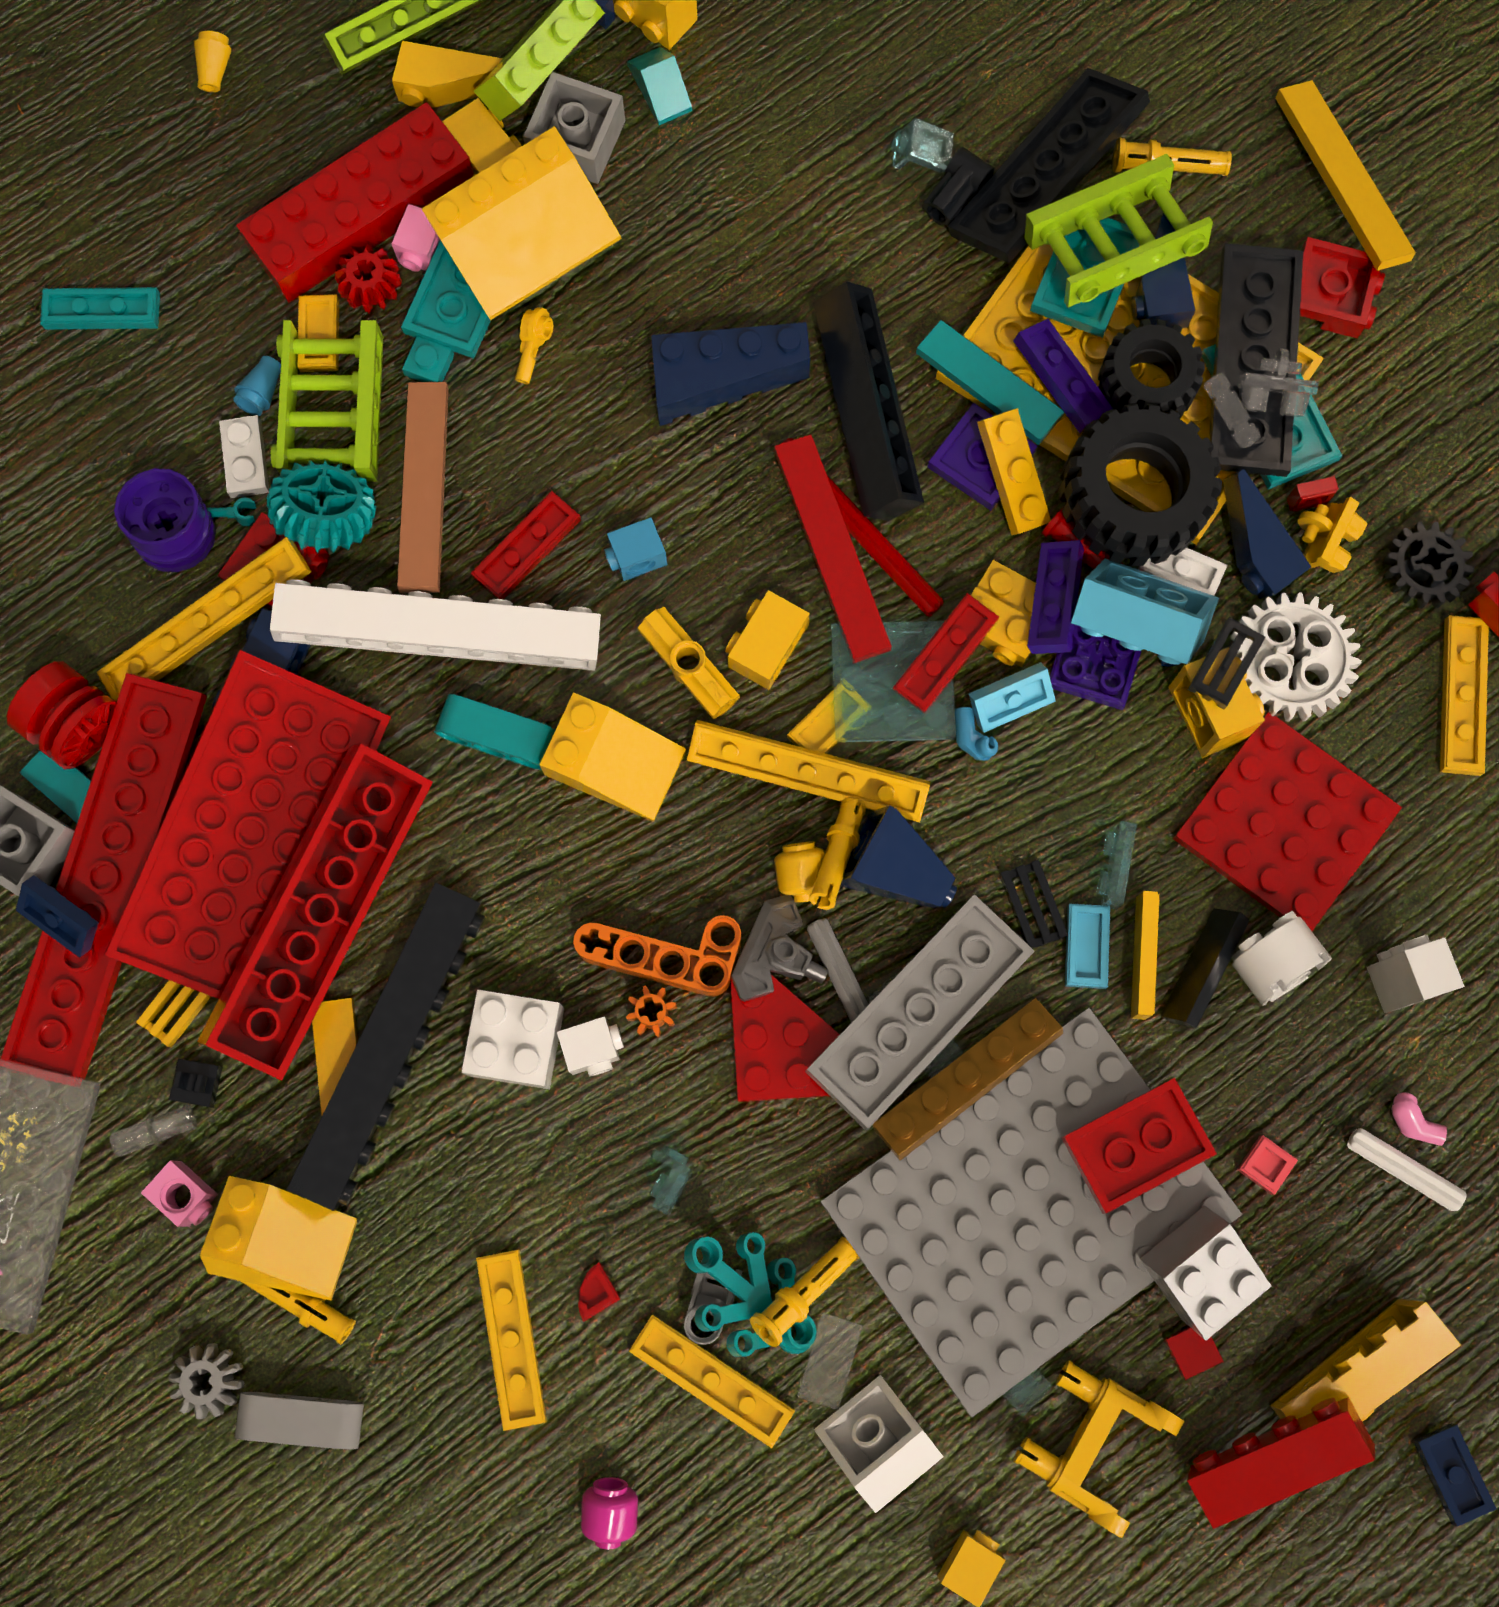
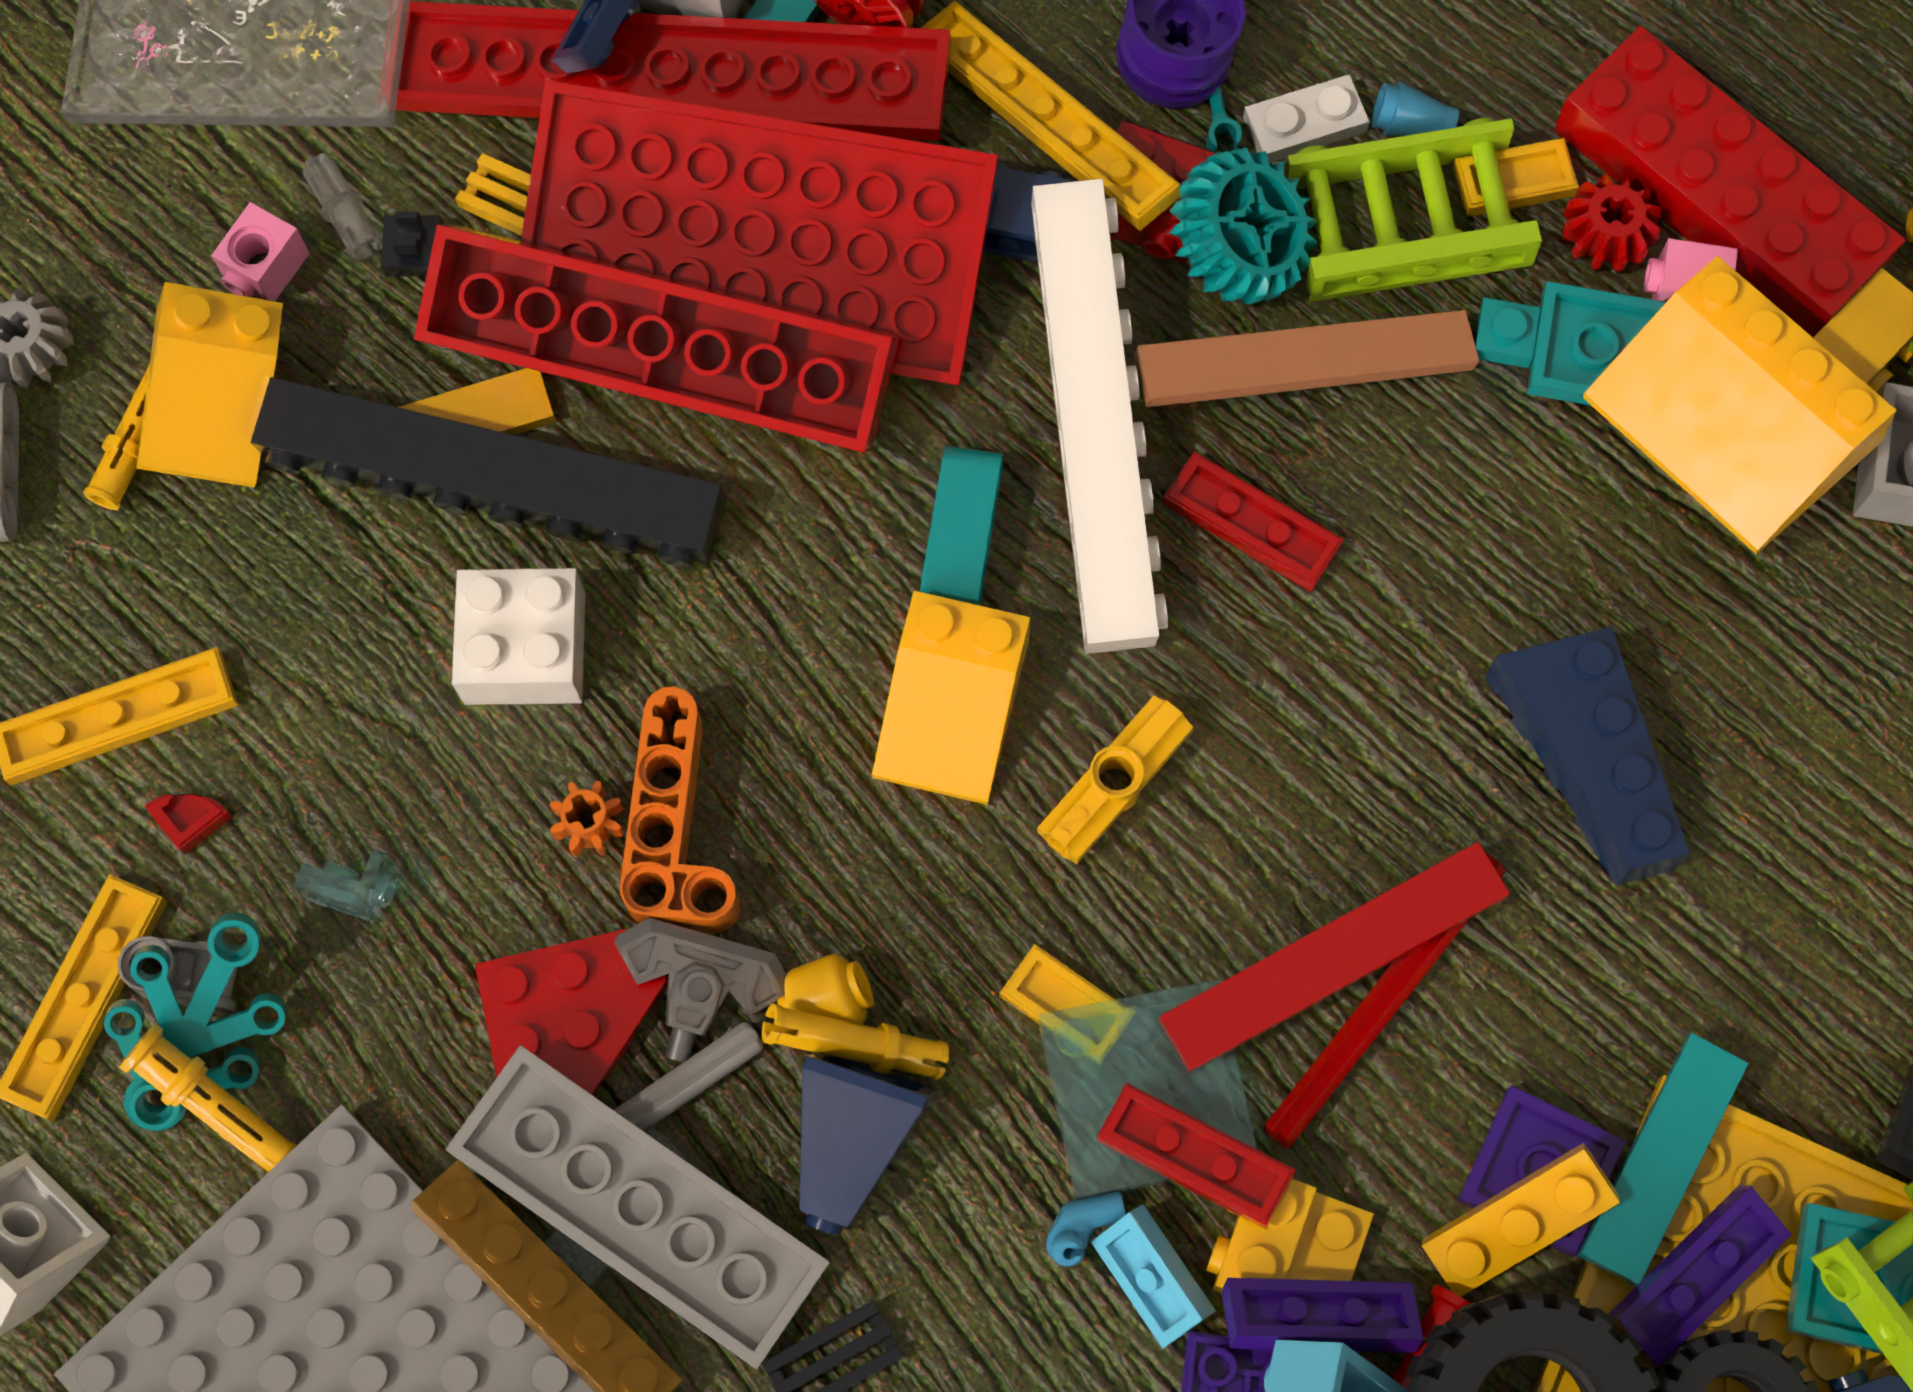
camera: 80 degrees right, 5 degrees down
(534, 331) = (1589, 467): yellow plate -> none
(591, 1046) = (524, 743): white brick -> none
(635, 549) = (1275, 672): dark azure brick -> none
(767, 639) = (1173, 887): yellow brick -> none
(806, 770) = (982, 986): yellow tile -> none
(830, 1361) = (122, 1159): clear tile -> none
(868, 402) = (1586, 973): black brick -> none

